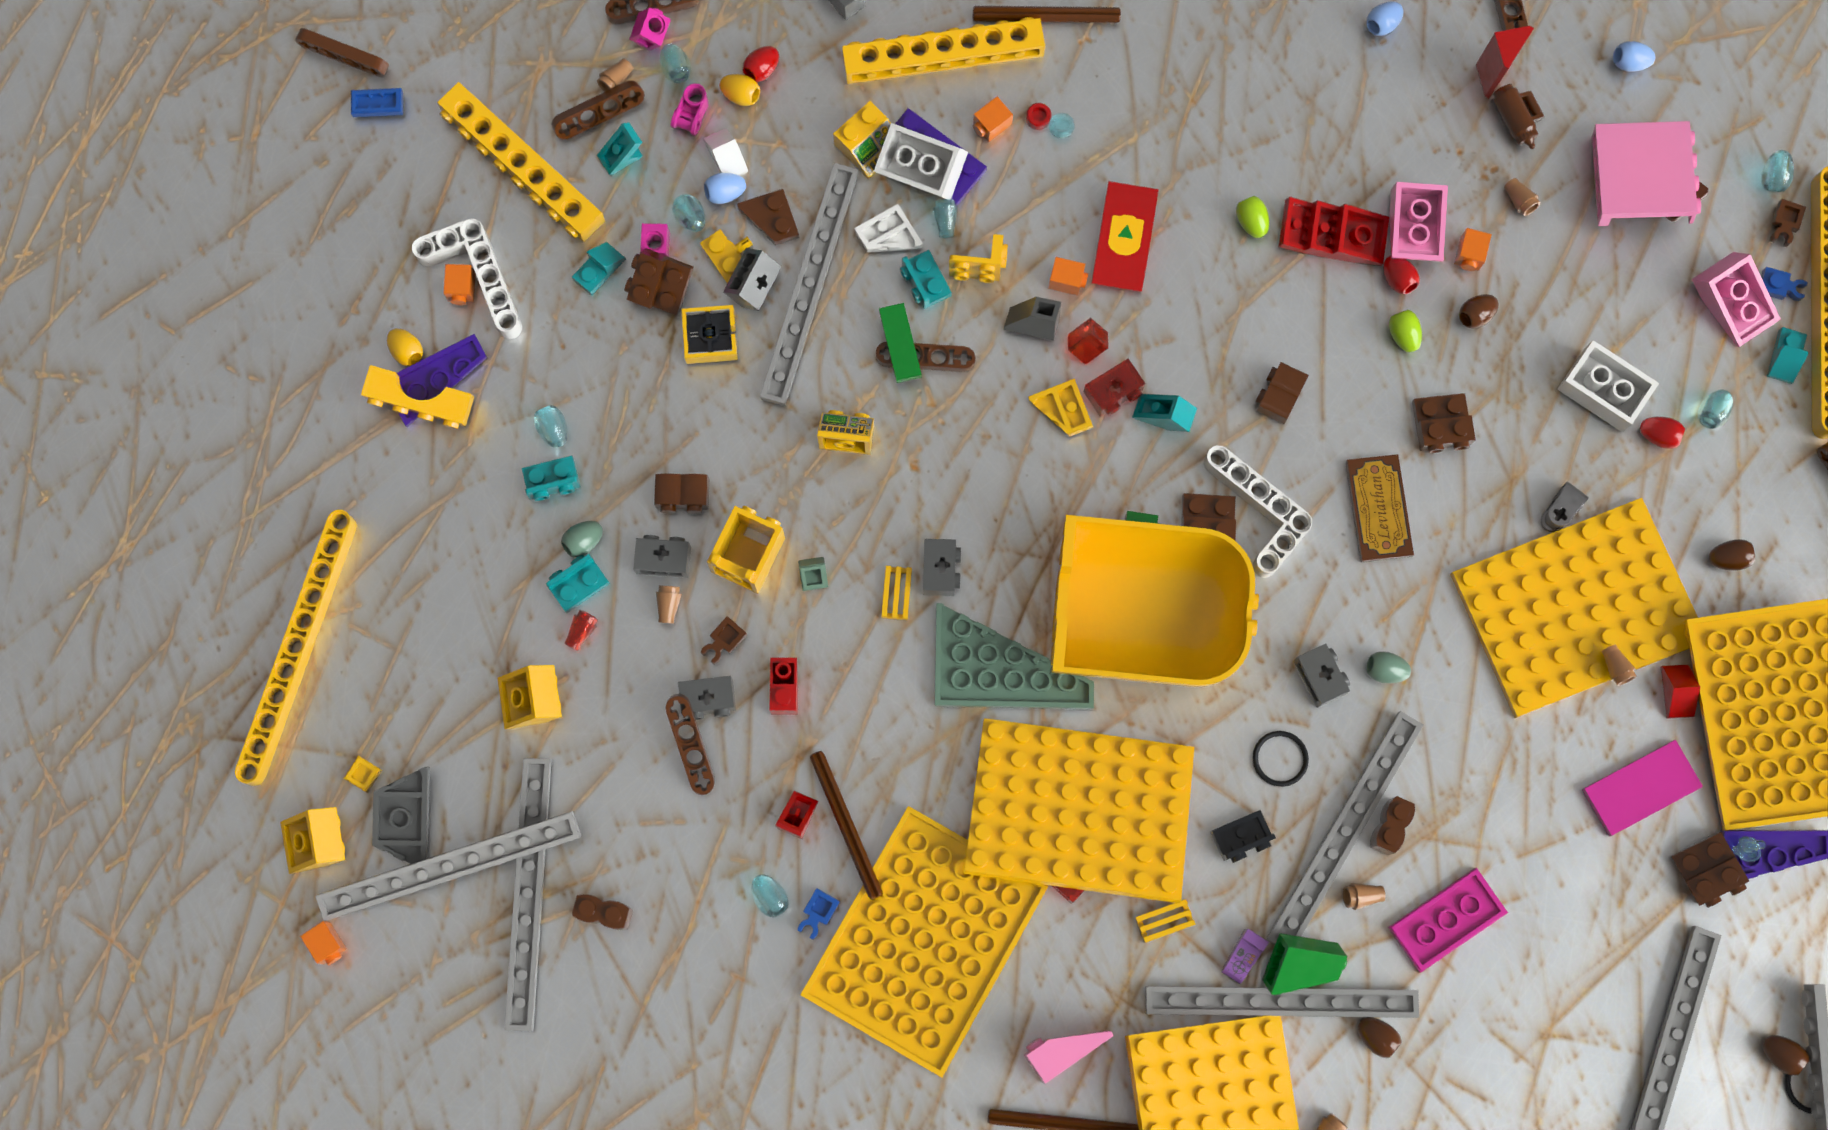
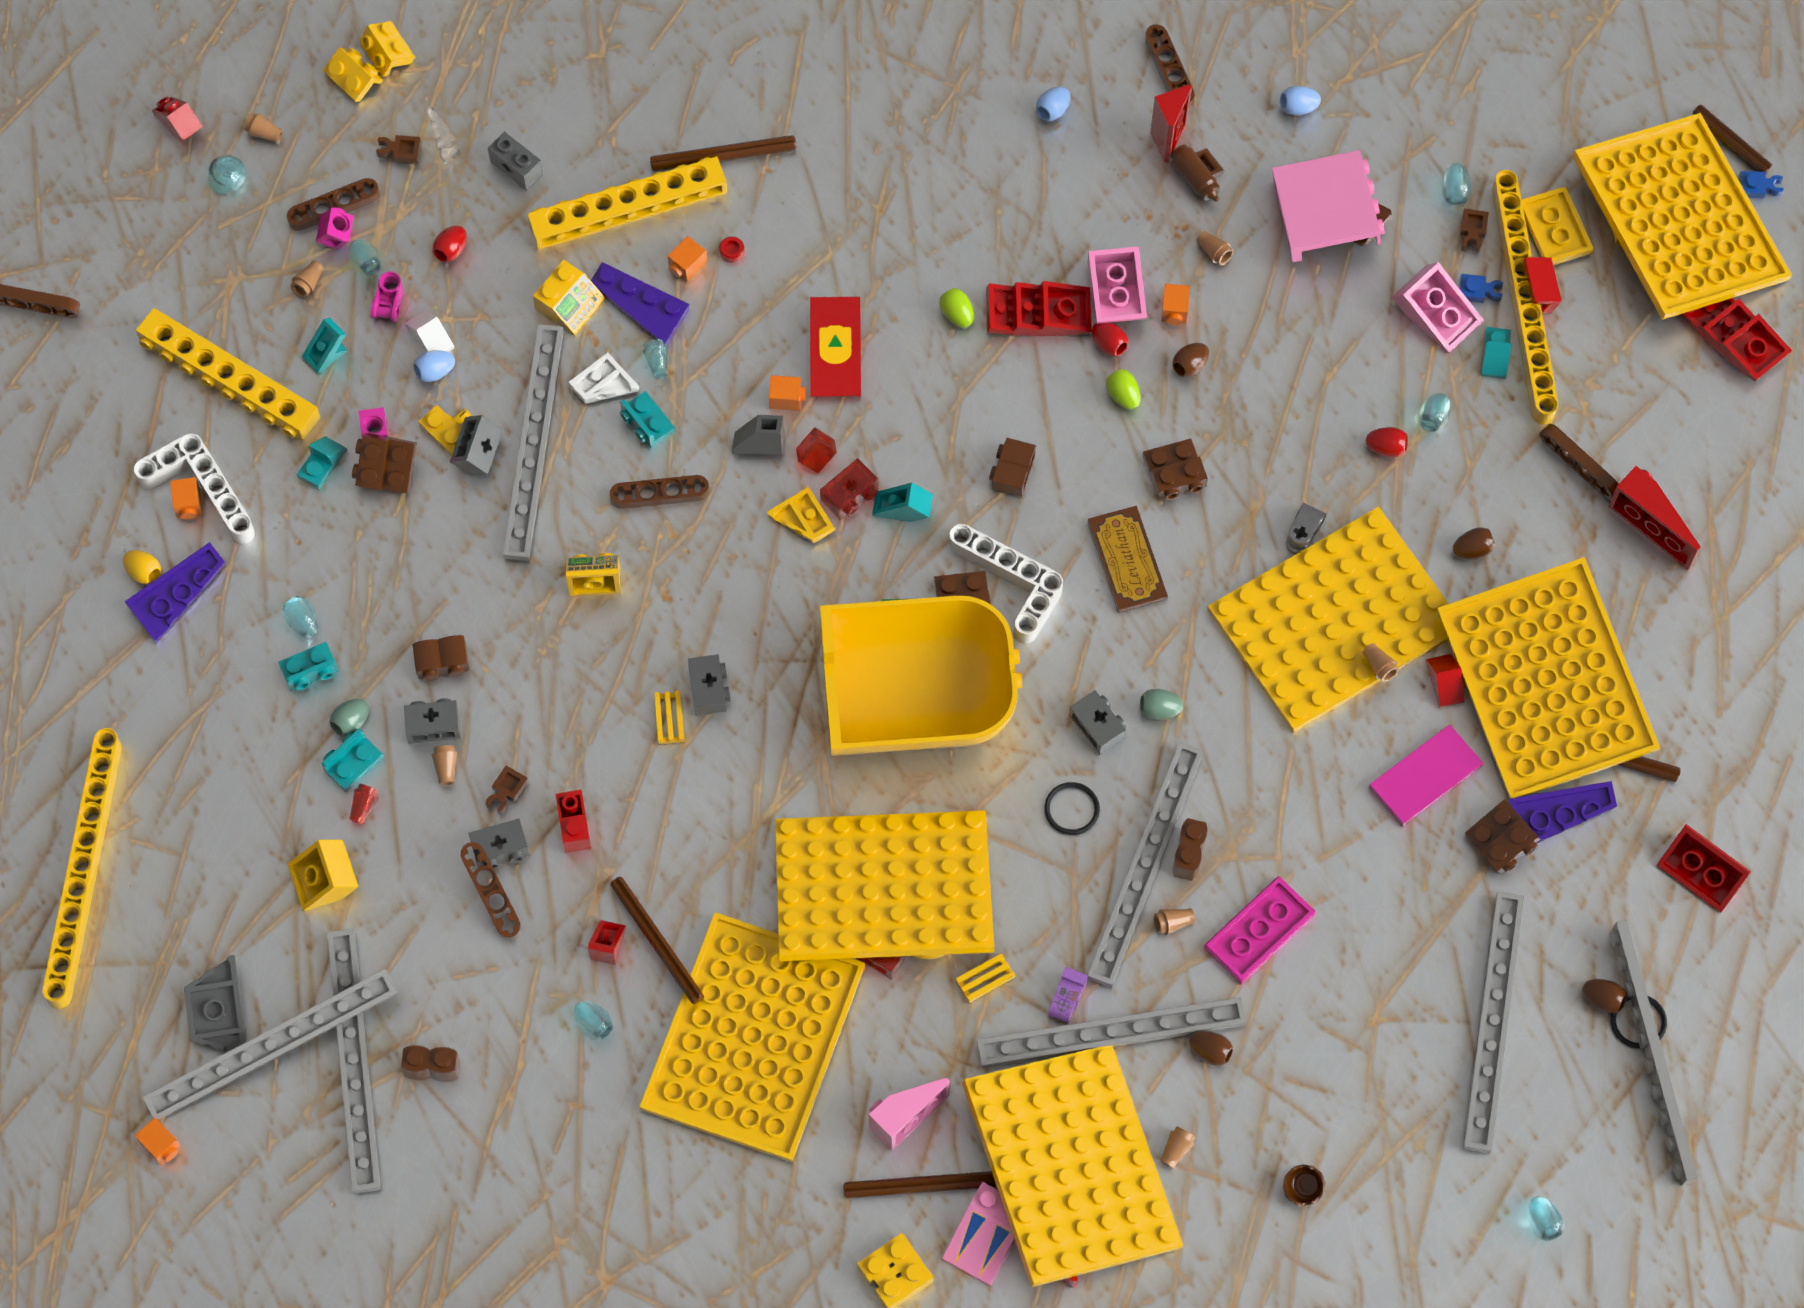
camera: 10 degrees left, 10 degrees down
(312, 840) = (129, 1046): yellow slope -> none
(362, 774) = (168, 977): yellow tile -> none
(376, 102) = (74, 341): blue plate -> none
(450, 405) = (196, 614): yellow arch -> none
(596, 106) = (294, 309): reddish brown beam -> none
(689, 212) = (403, 394): clear light blue animal -> none
(709, 334) = (443, 504): piece -> none
(740, 89) = (433, 270): yellow animal -> none
(742, 558) = (509, 710): yellow container -> none
(772, 216) = (485, 385): reddish brown wing -> none
(813, 573) = (584, 713): sand green slope -> none
(820, 909) = (644, 1025): blue plate -> none
(900, 342) = (632, 481): green tile -> none
(920, 161) = (623, 308): white brick -> none
(984, 269) = (698, 397): yellow bracket -> none
(991, 671) = (773, 773): sand green wing -> none
(1061, 125) = (756, 254): clear light blue plate -> none
(1242, 836) = (1046, 885): black bracket -> none
(1303, 963) = (1124, 990): green slope -> none
(1608, 386) = (1326, 407): white brick -> none
(1749, 848) = (1535, 814): clear light blue plate -> none

